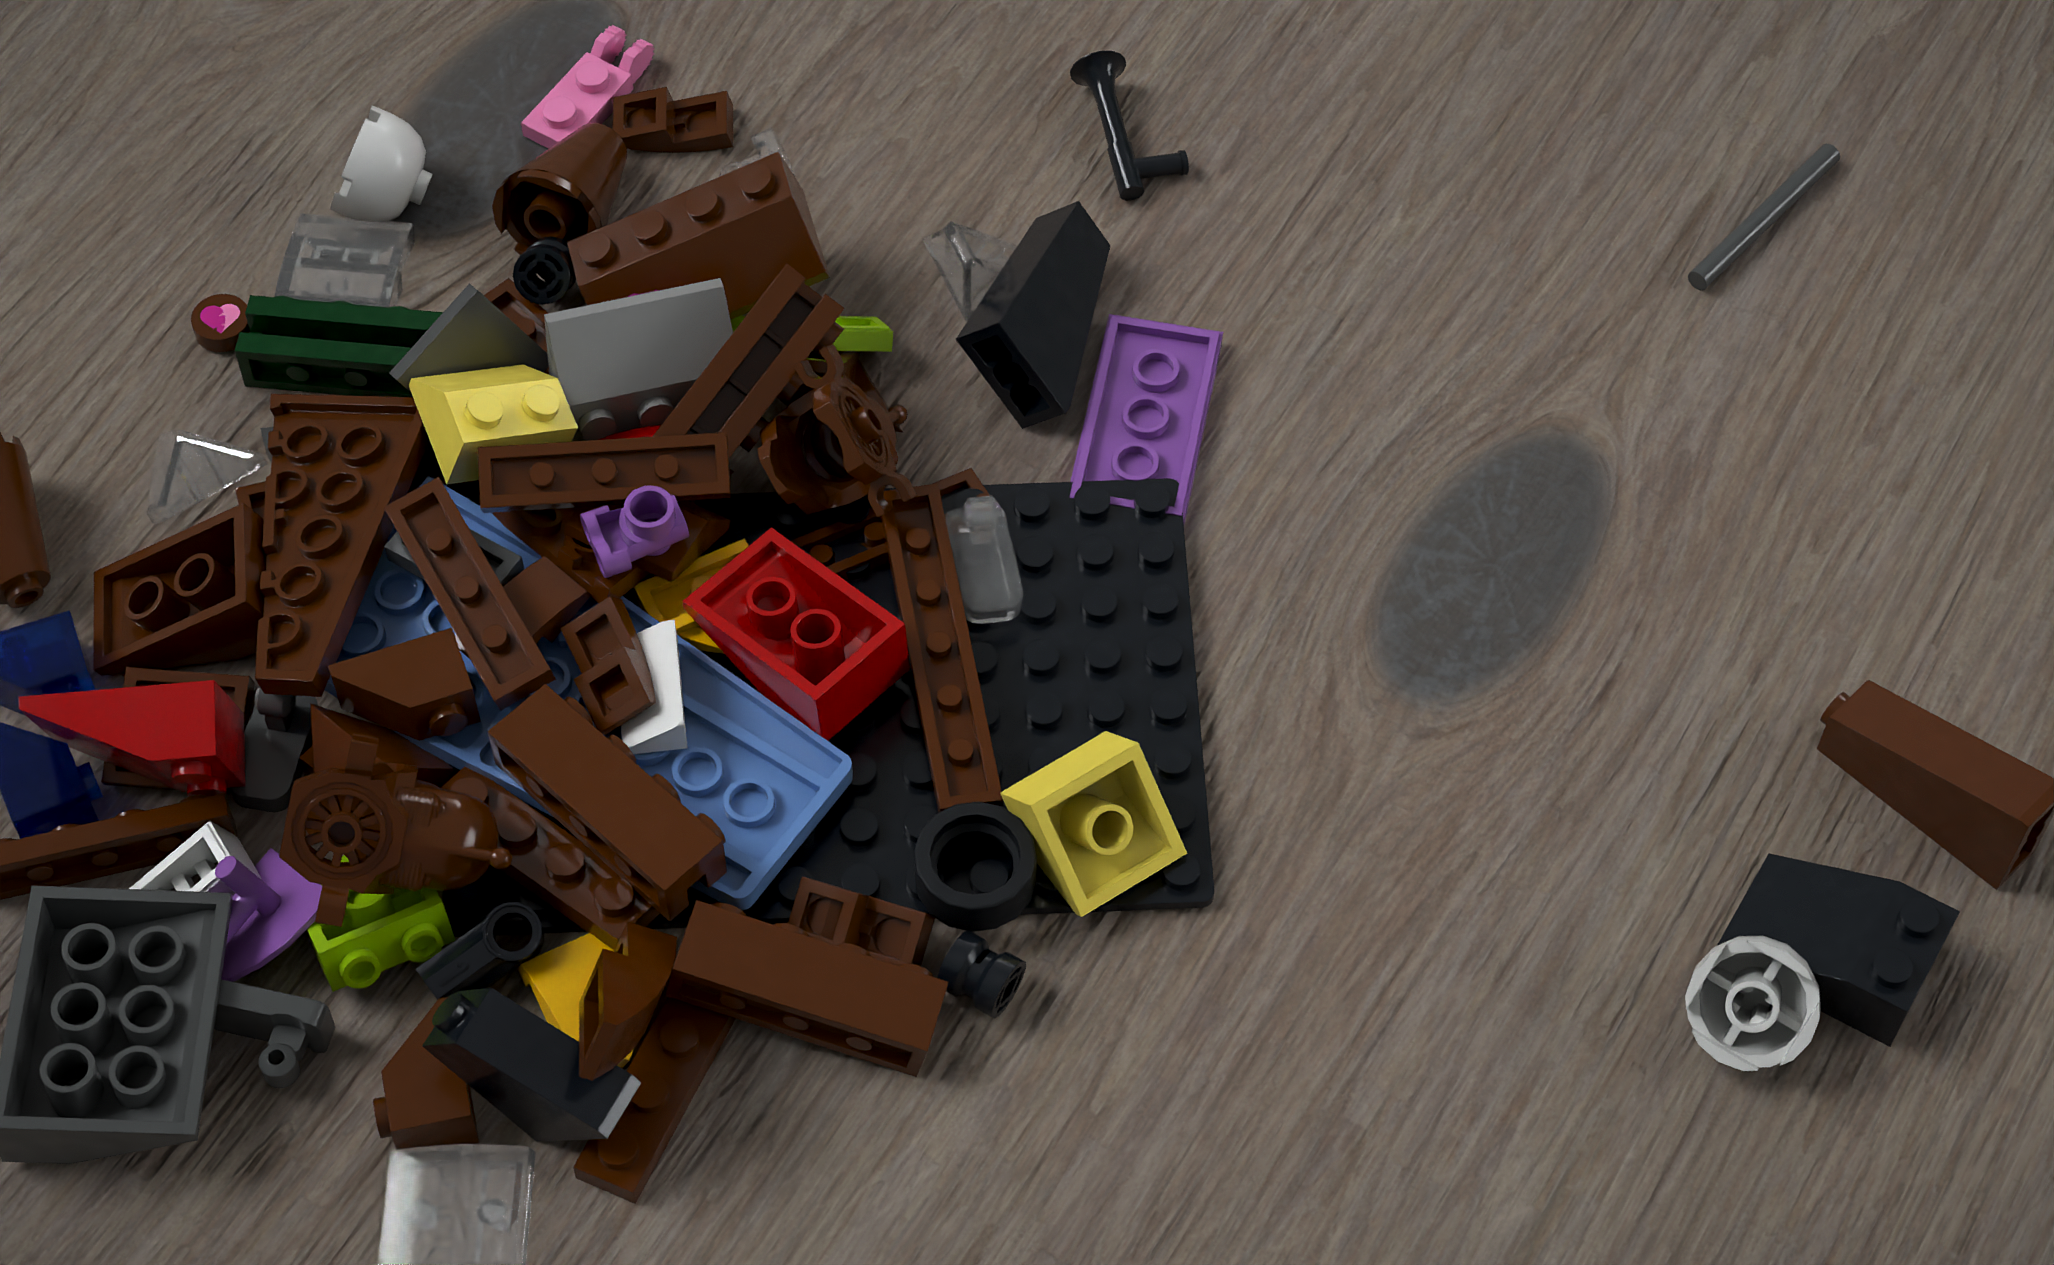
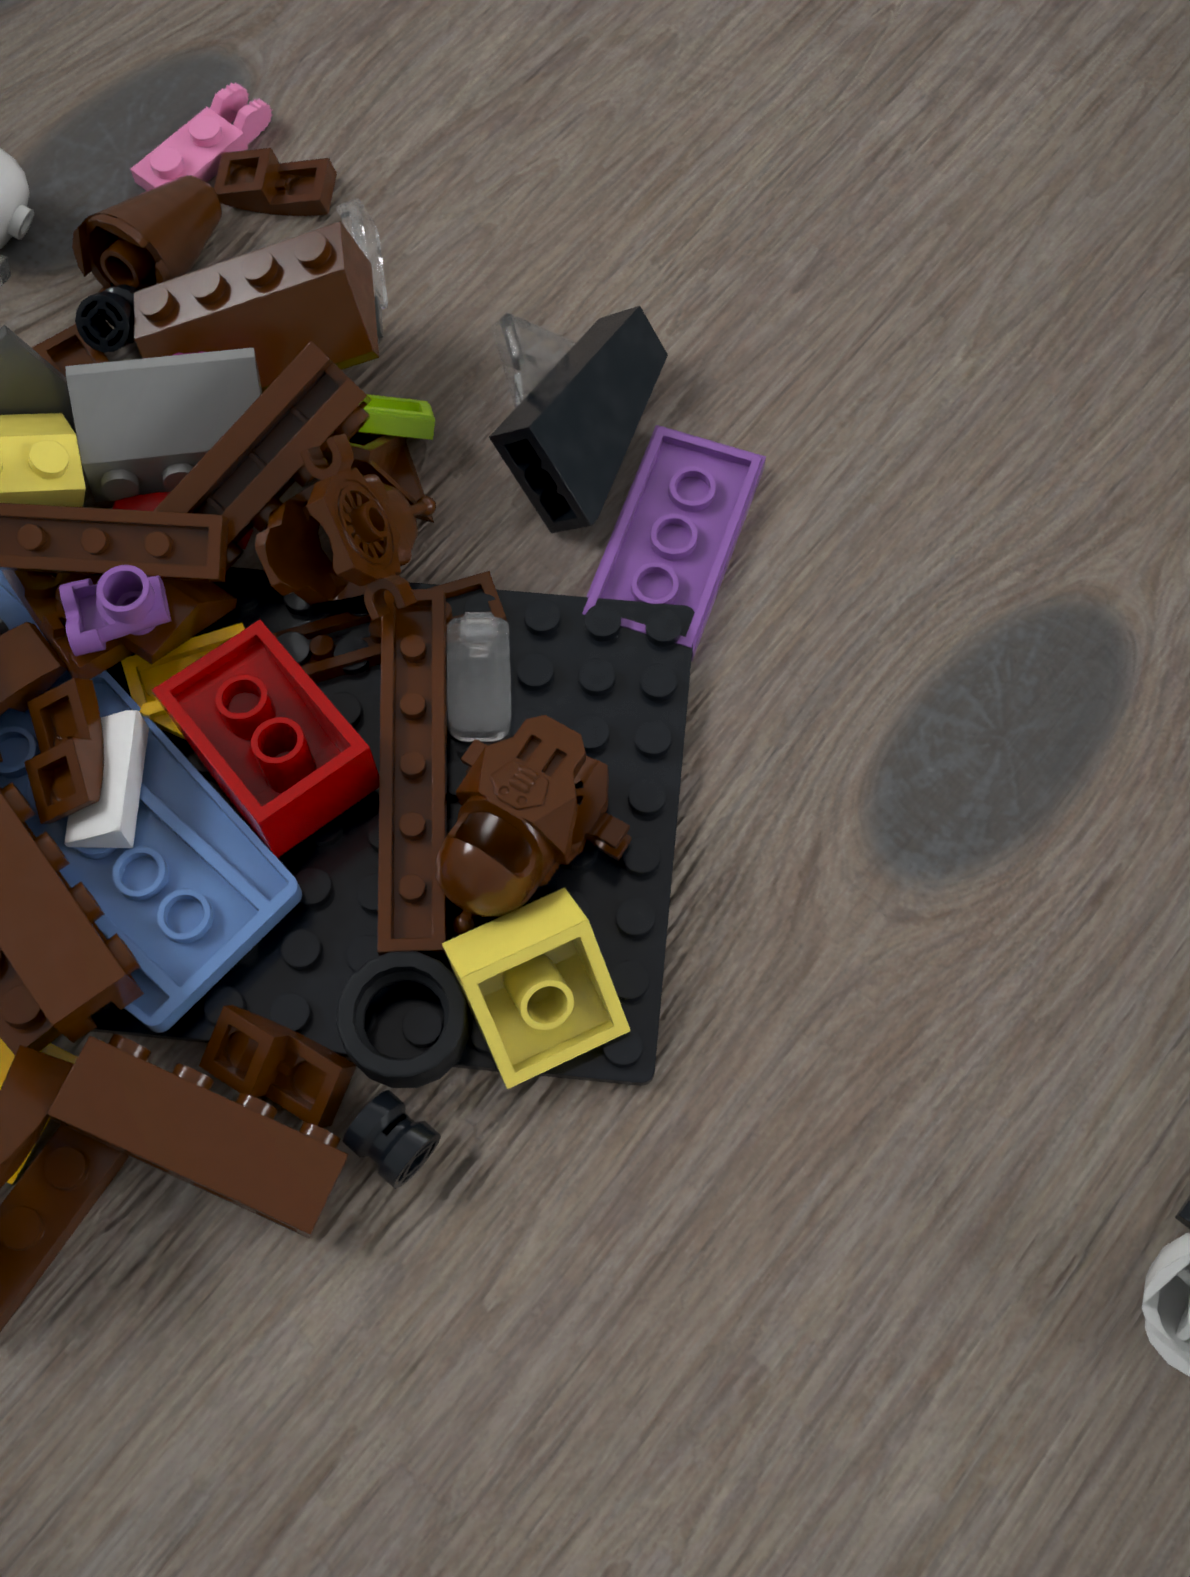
camera: 10 degrees right, 10 degrees up
(1067, 638) = (524, 819): none -> reddish brown helmet
(1099, 73) = (688, 177): black piece -> none

